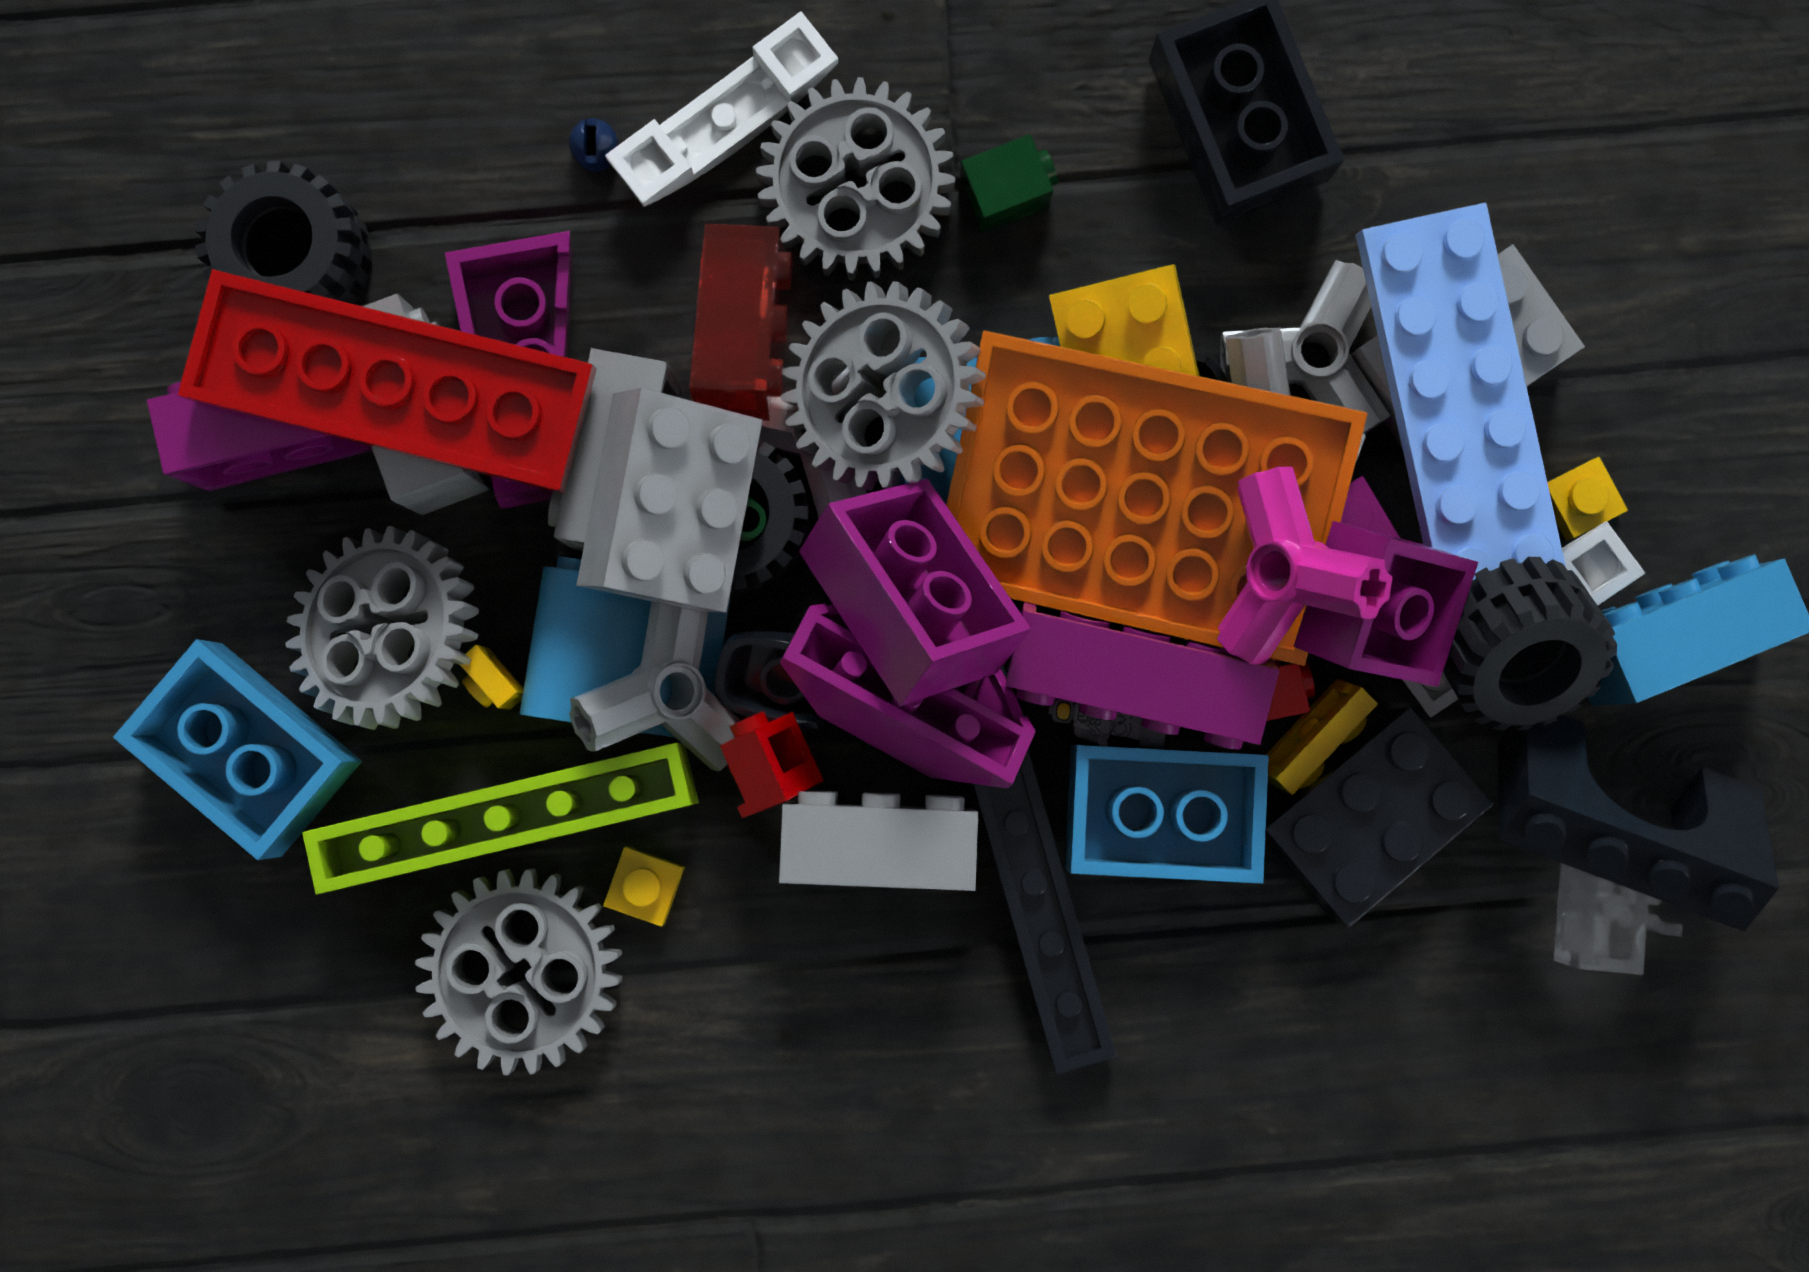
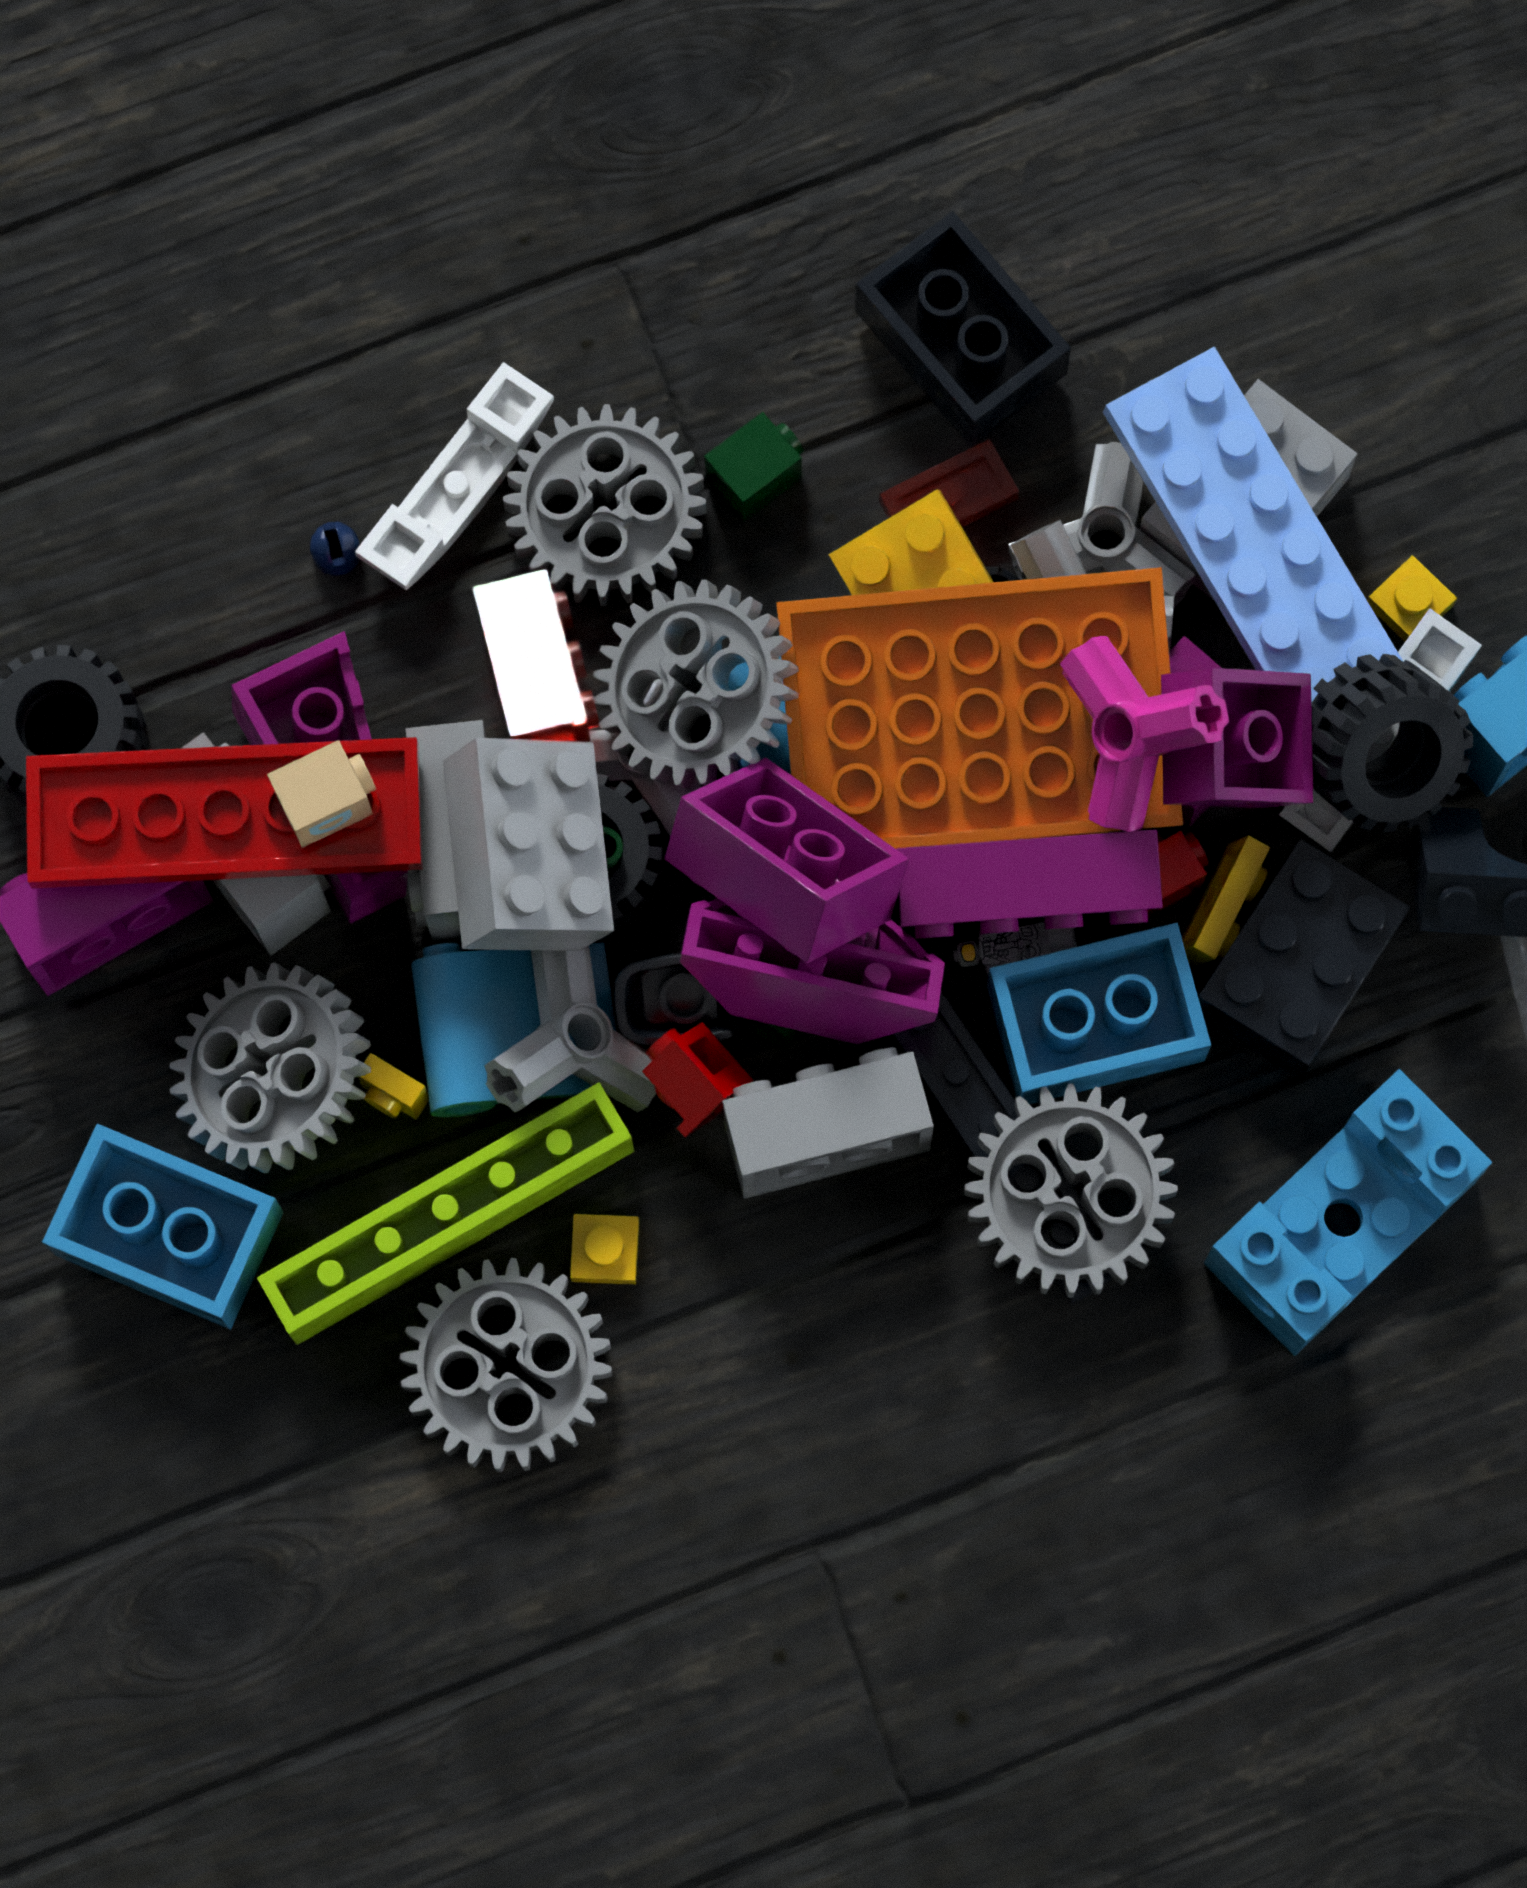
camera: 15 degrees left, 10 degrees down
(478, 395) = (323, 792): none -> tan brick
(1142, 962) = (1123, 1163): none -> light grey gear
(1204, 260) = (970, 482): none -> clear red plate
(1397, 1044) = (1400, 1172): none -> dark azure plate

